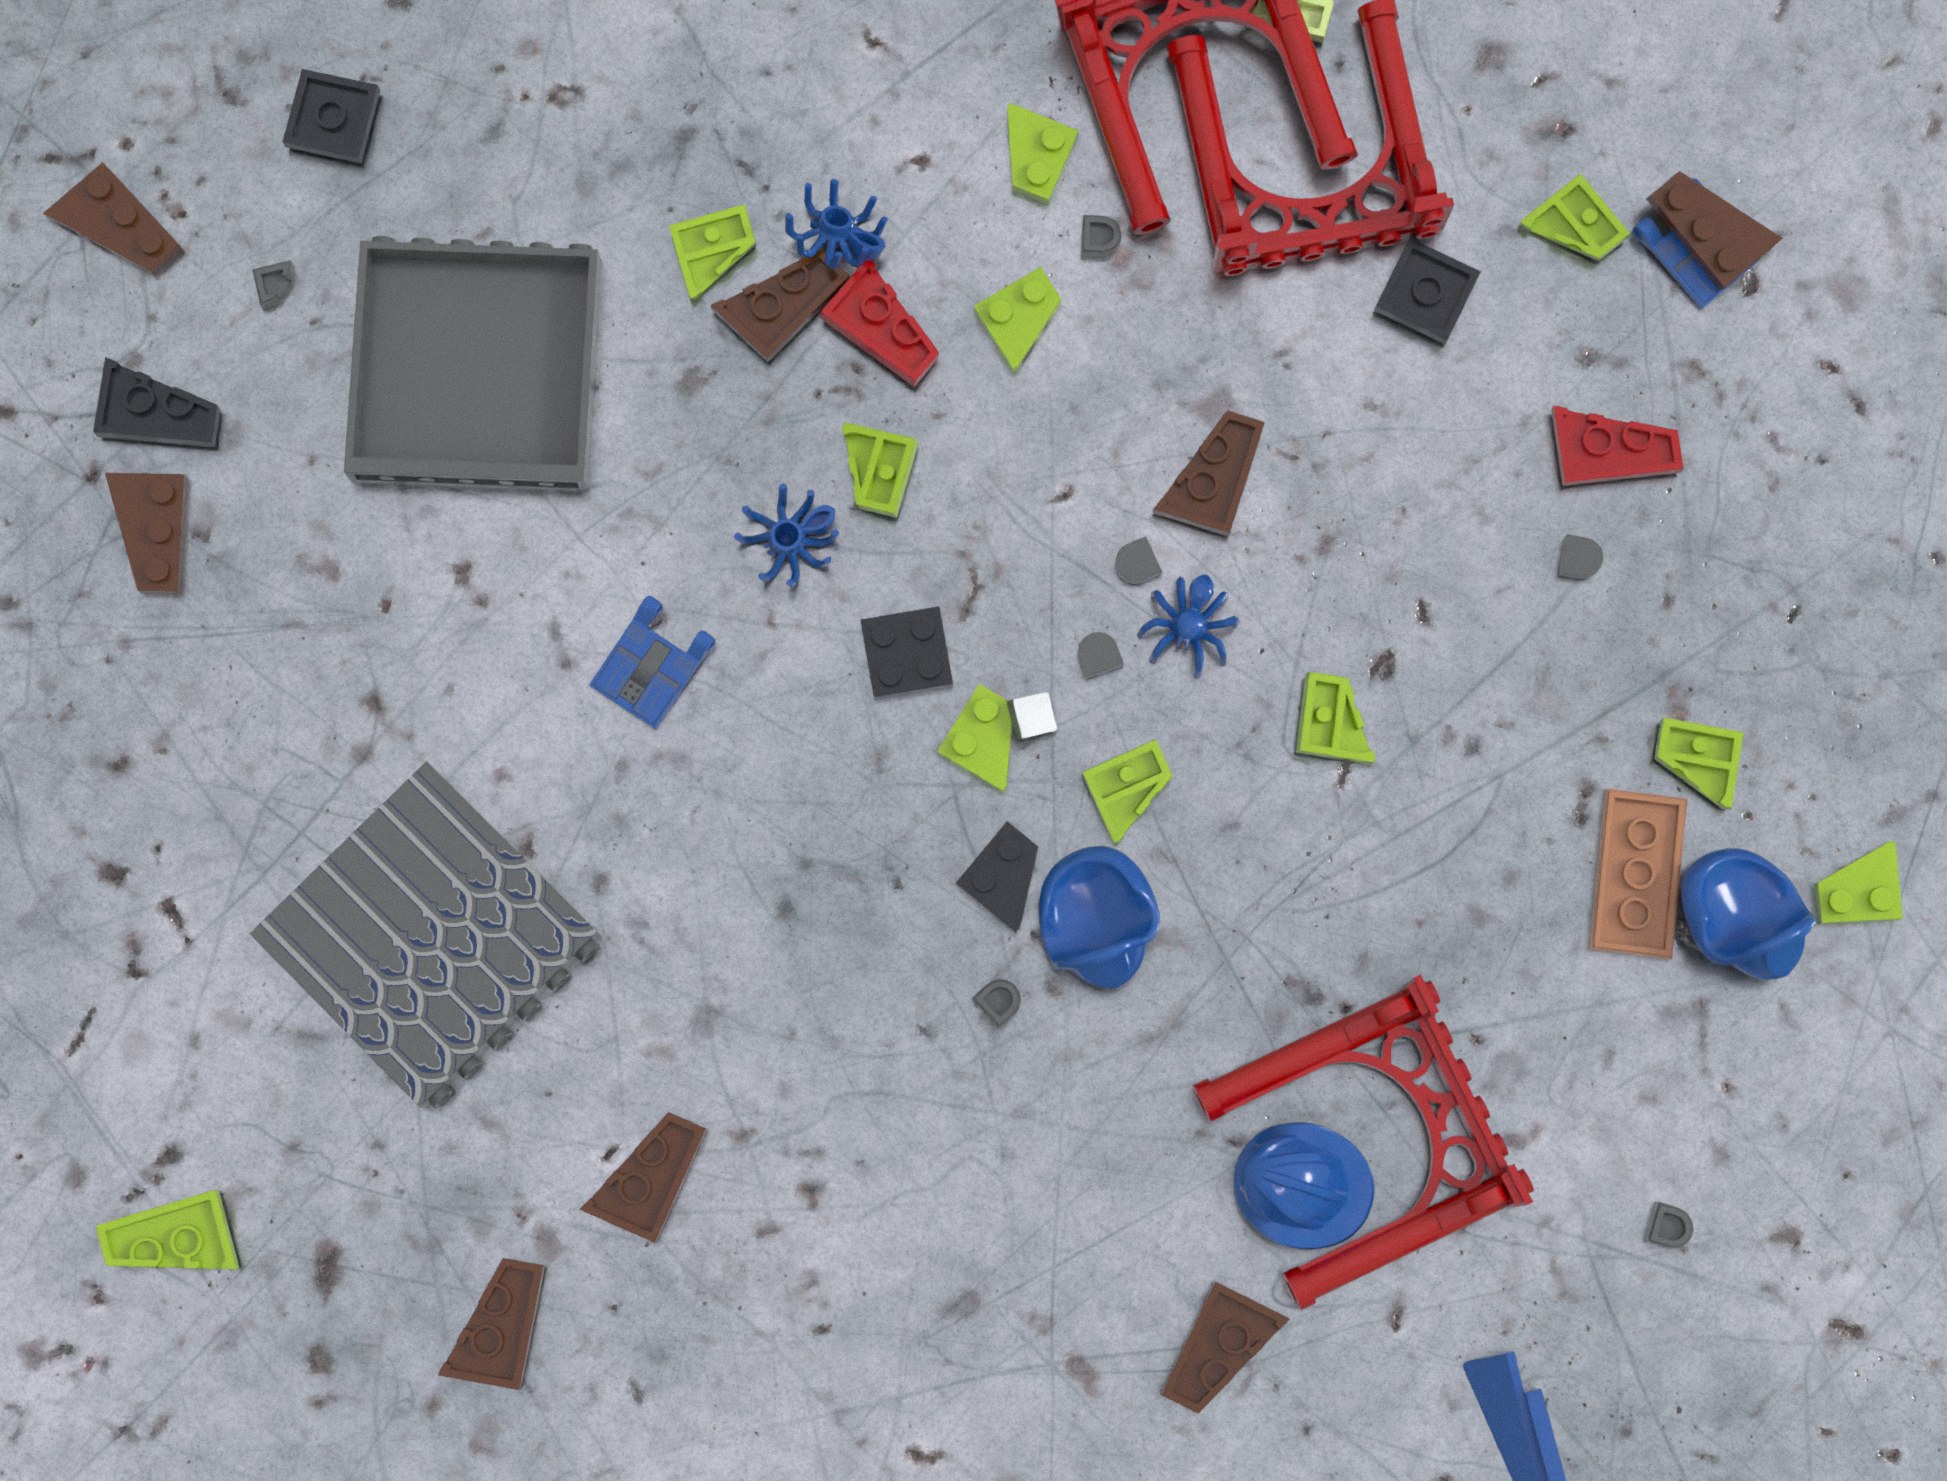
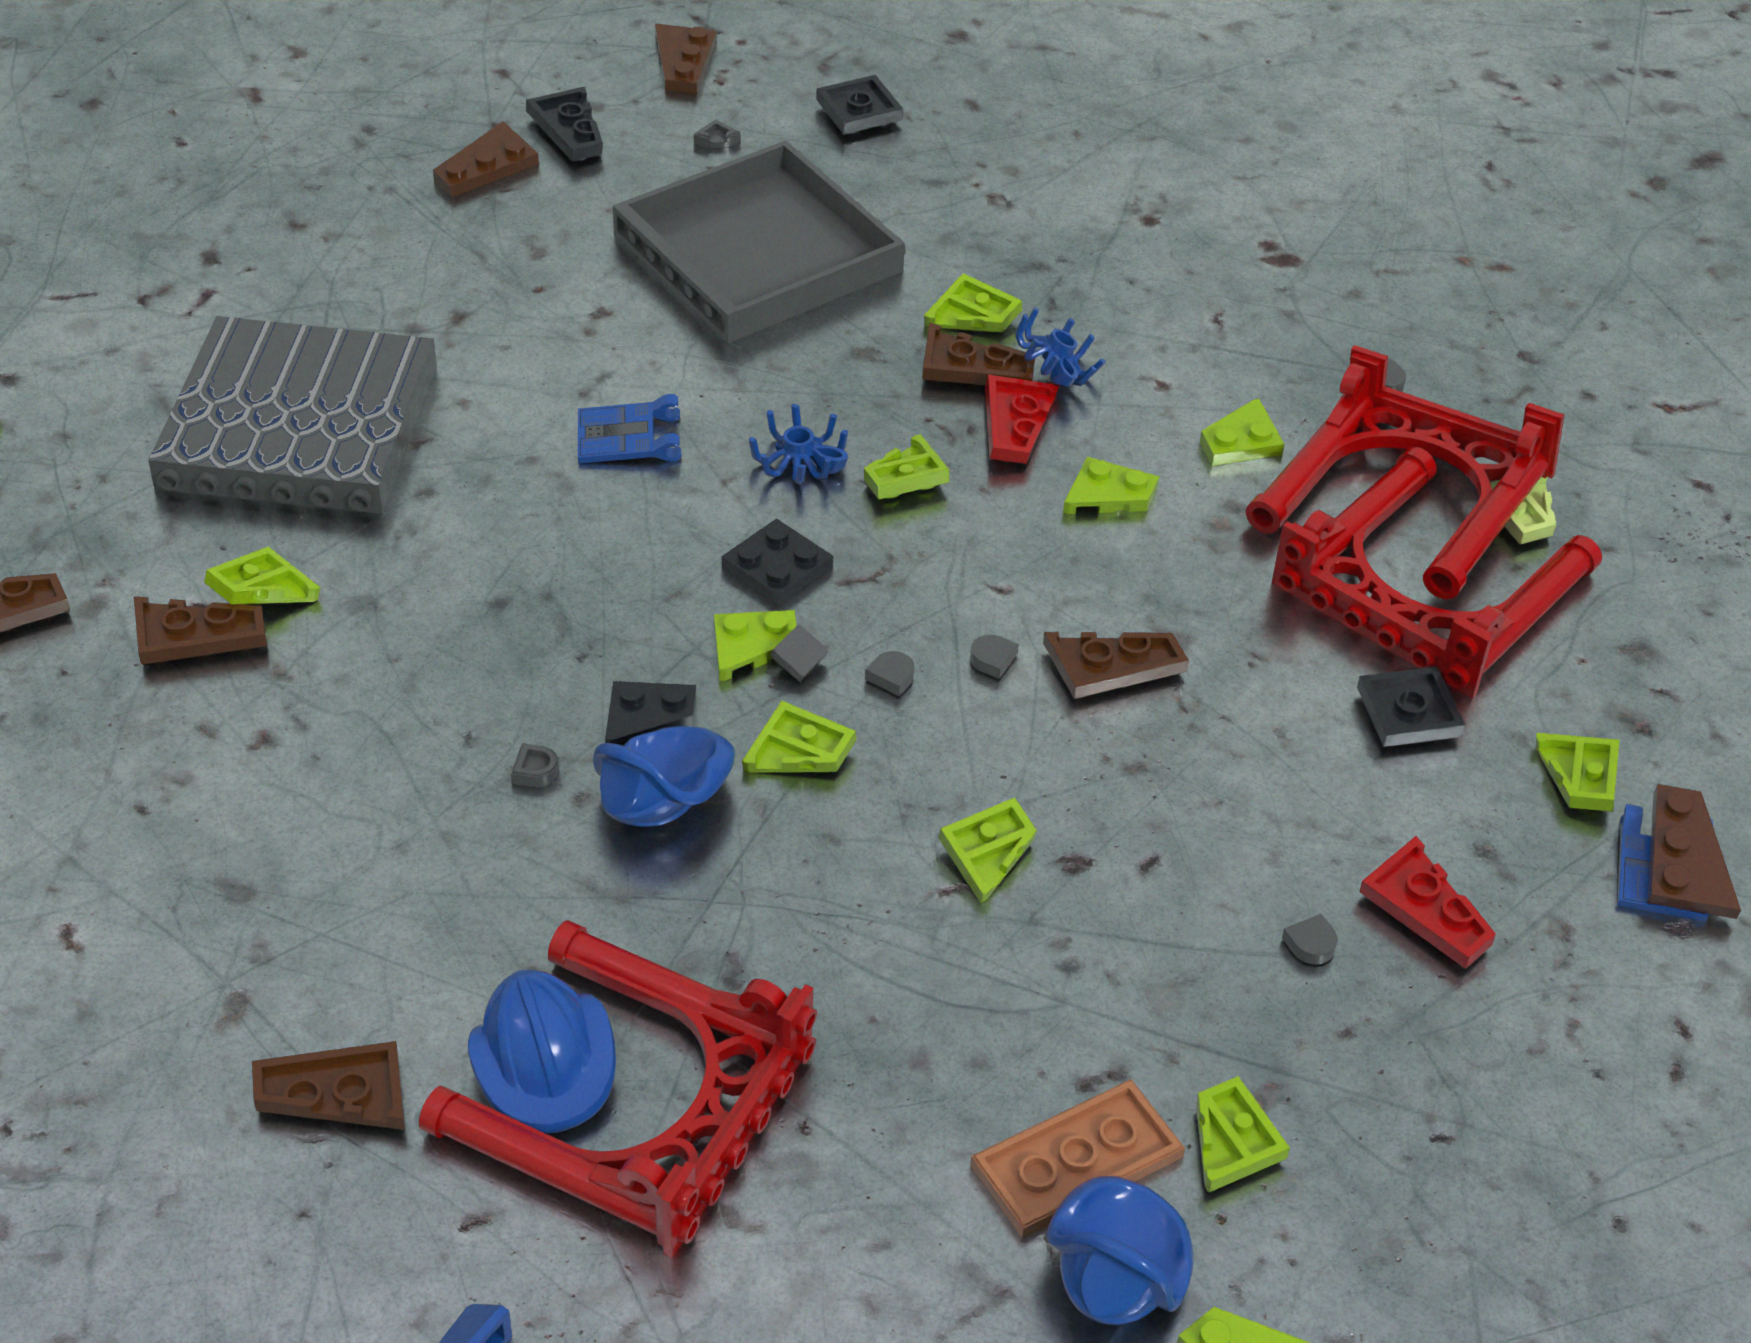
camera: 50 degrees right, 35 degrees down
(633, 1092) = (261, 579): none -> lime wing
(1099, 236) = (1220, 501): dark grey tile -> none
(1190, 623) = (976, 709): blue animal -> none

